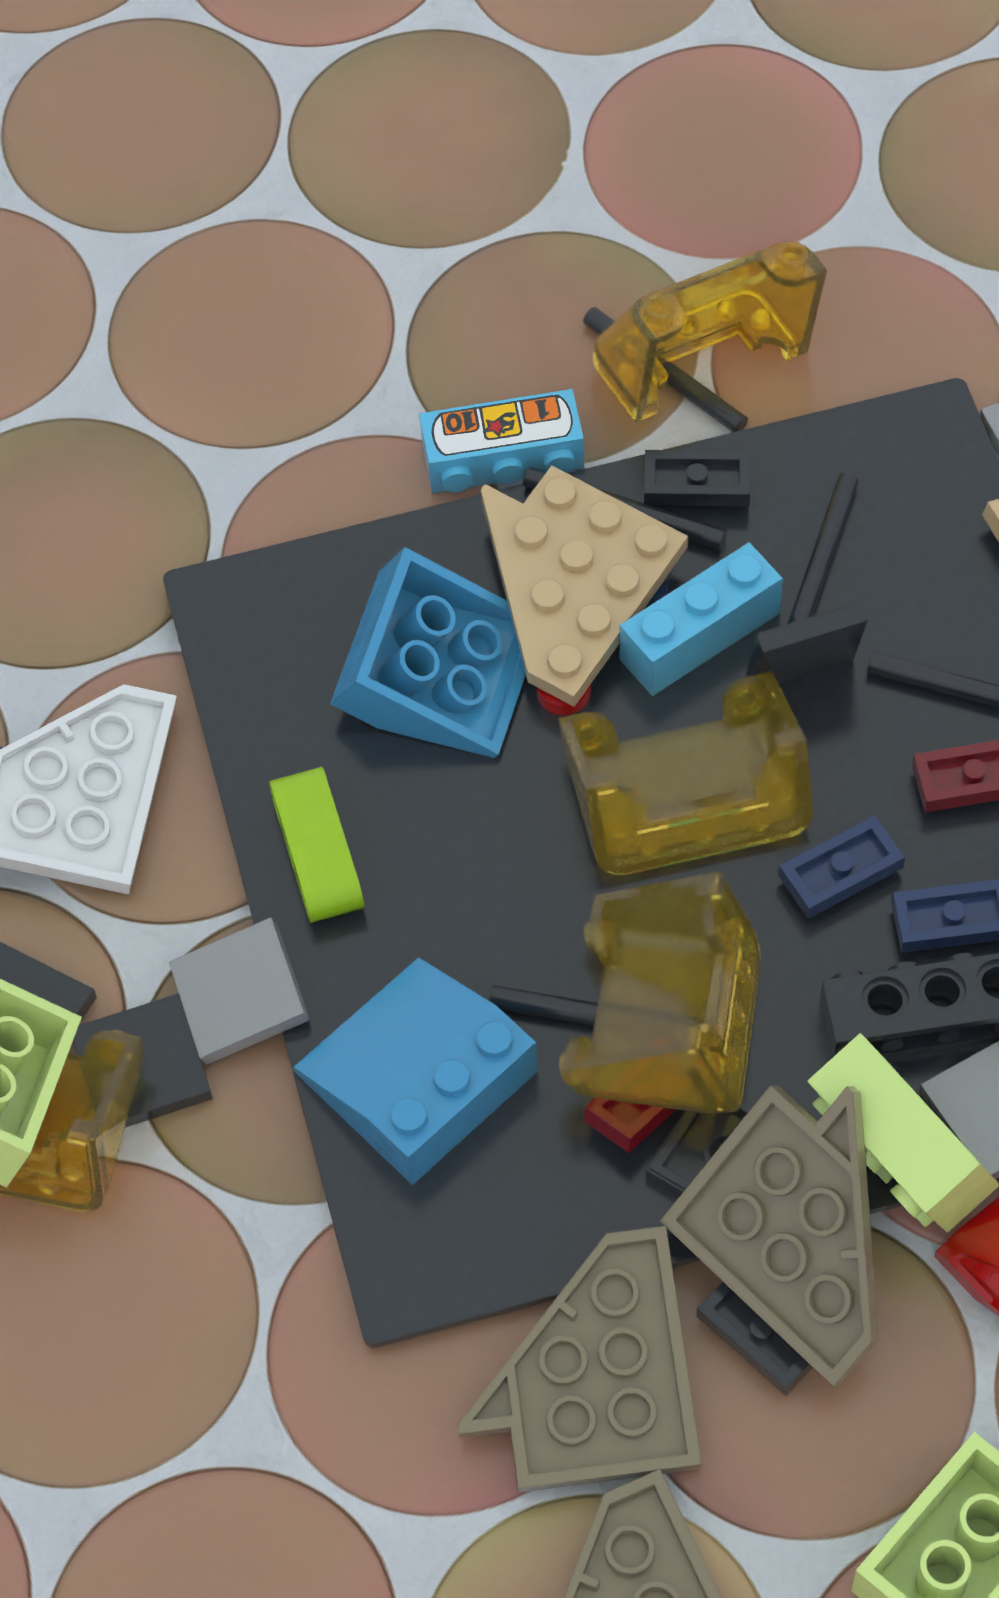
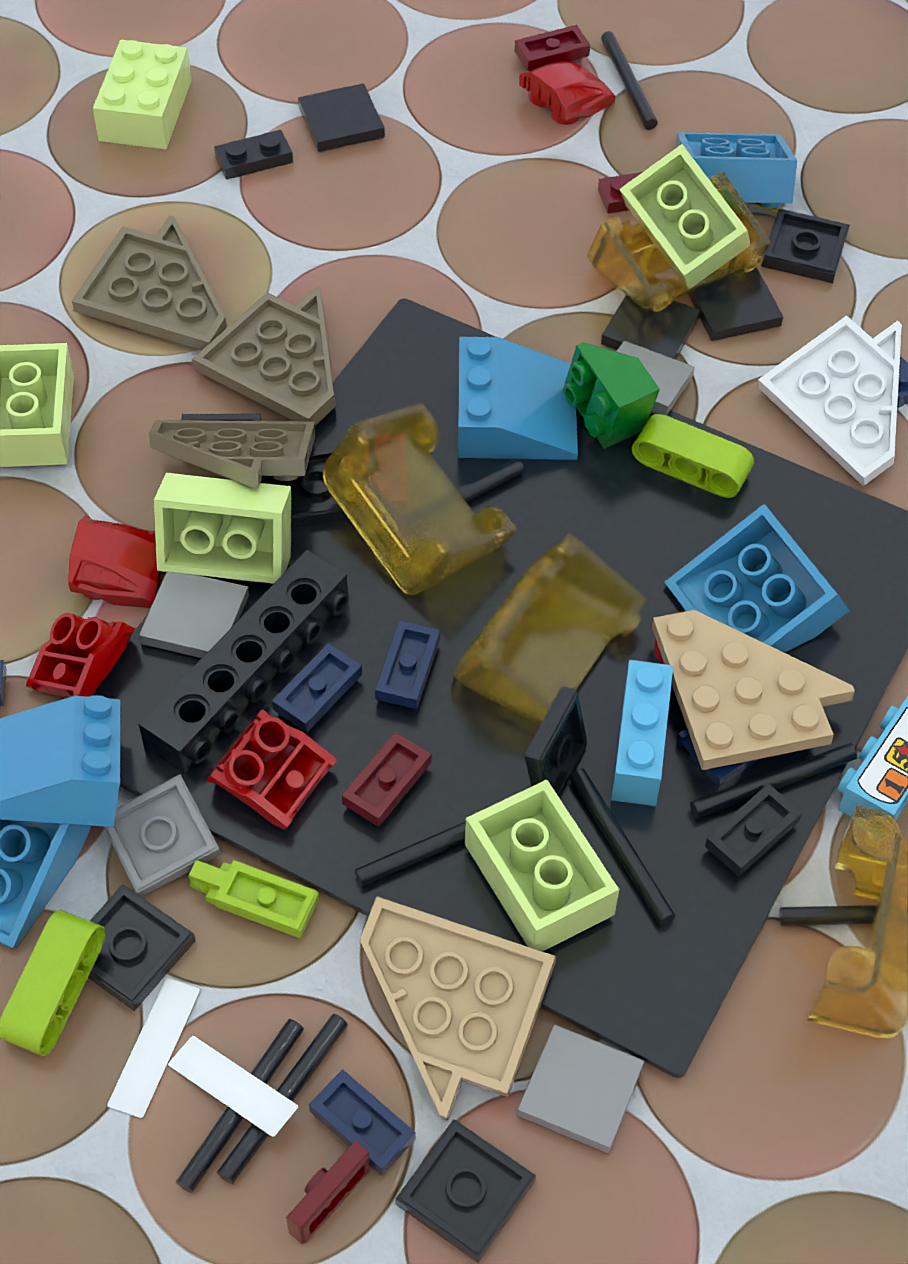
camera: 130 degrees right, 5 degrees down
(337, 944) = (610, 392): none -> green slope
(926, 574) = (541, 866): none -> yellowish green brick

